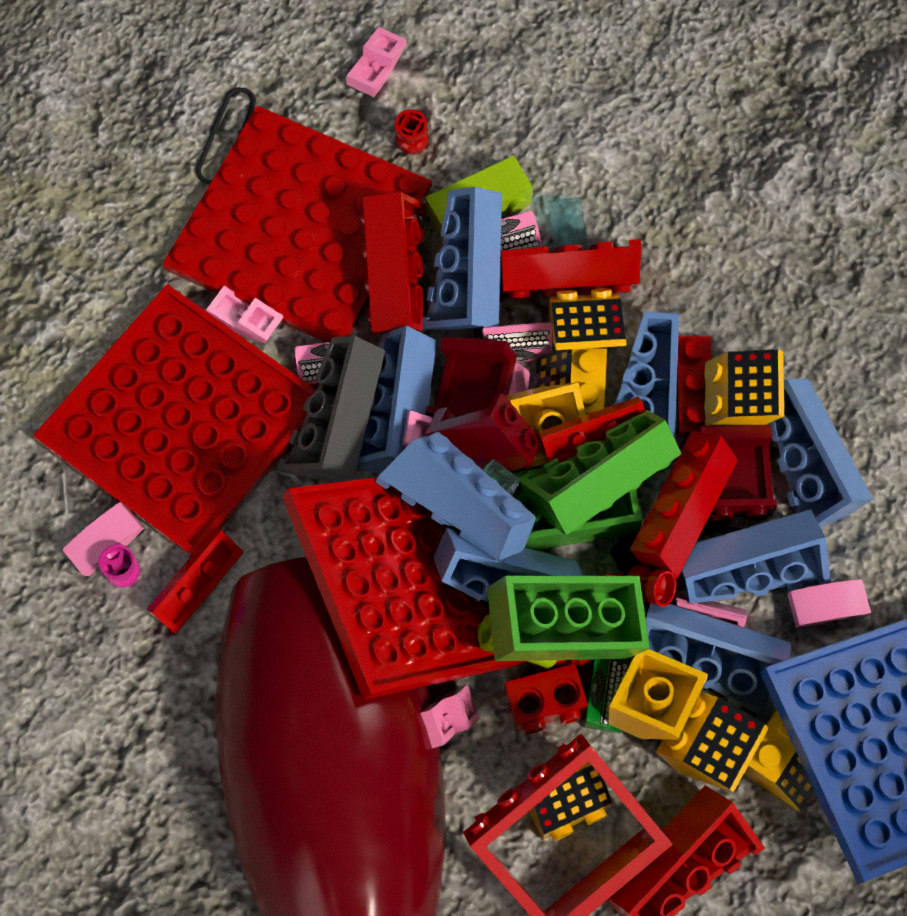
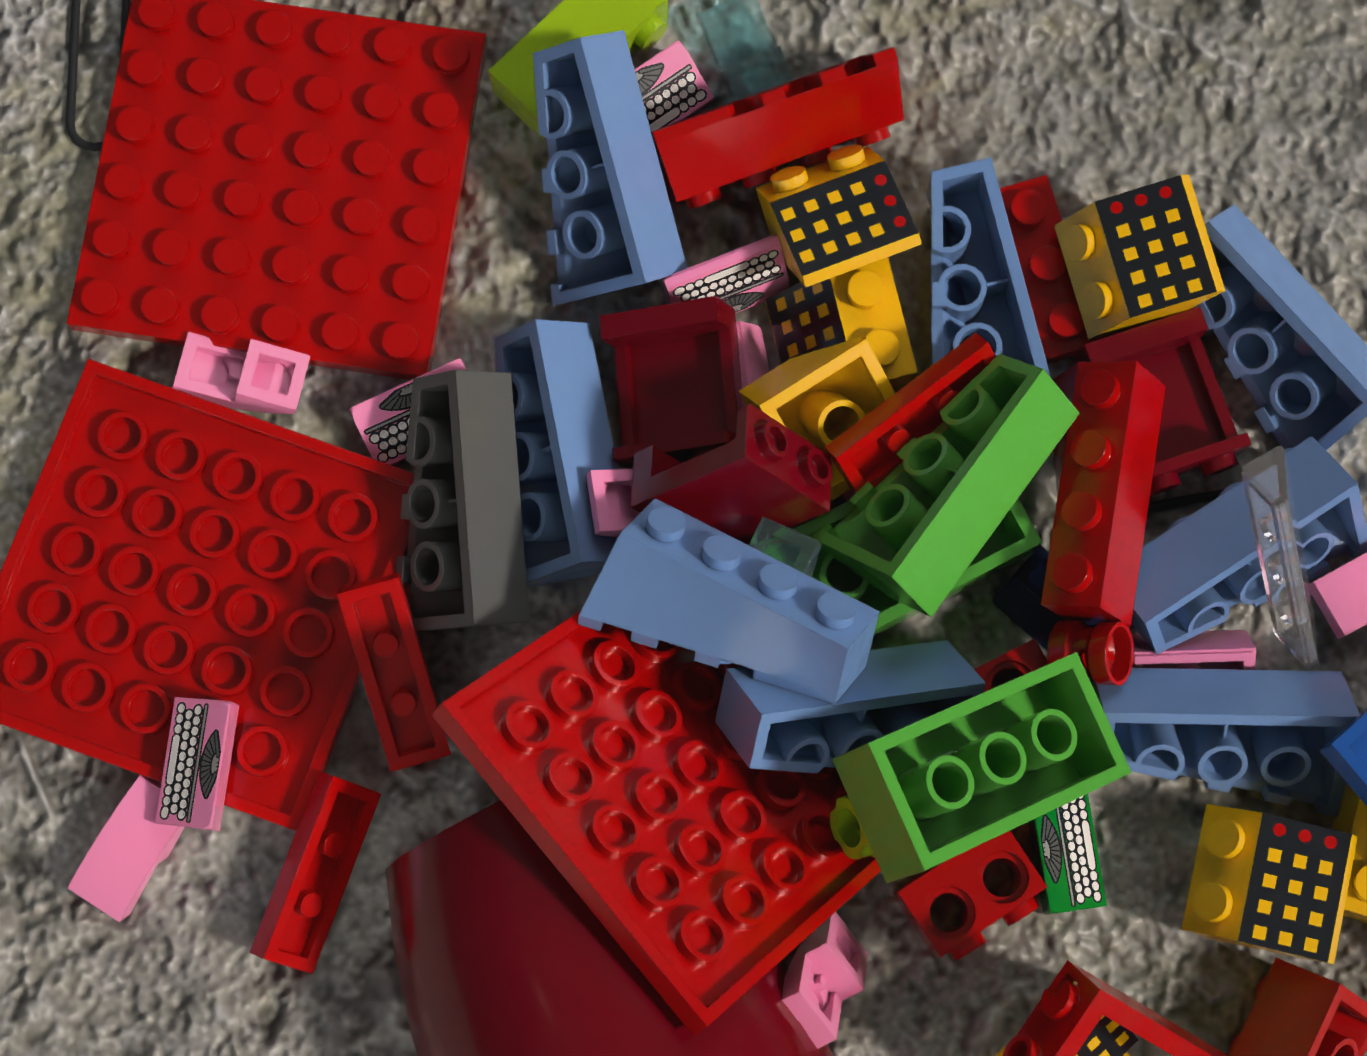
camera: 20 degrees left, 10 degrees up
(115, 560) = (164, 888): dark pink wheel -> none
(152, 503) = (197, 763): none -> slope
(271, 480) = (393, 671): none -> red plate
(393, 261) = (471, 207): red wedge -> none
(656, 697) = (1160, 840): yellow slope -> none
(772, 562) = (1281, 554): none -> clear slope

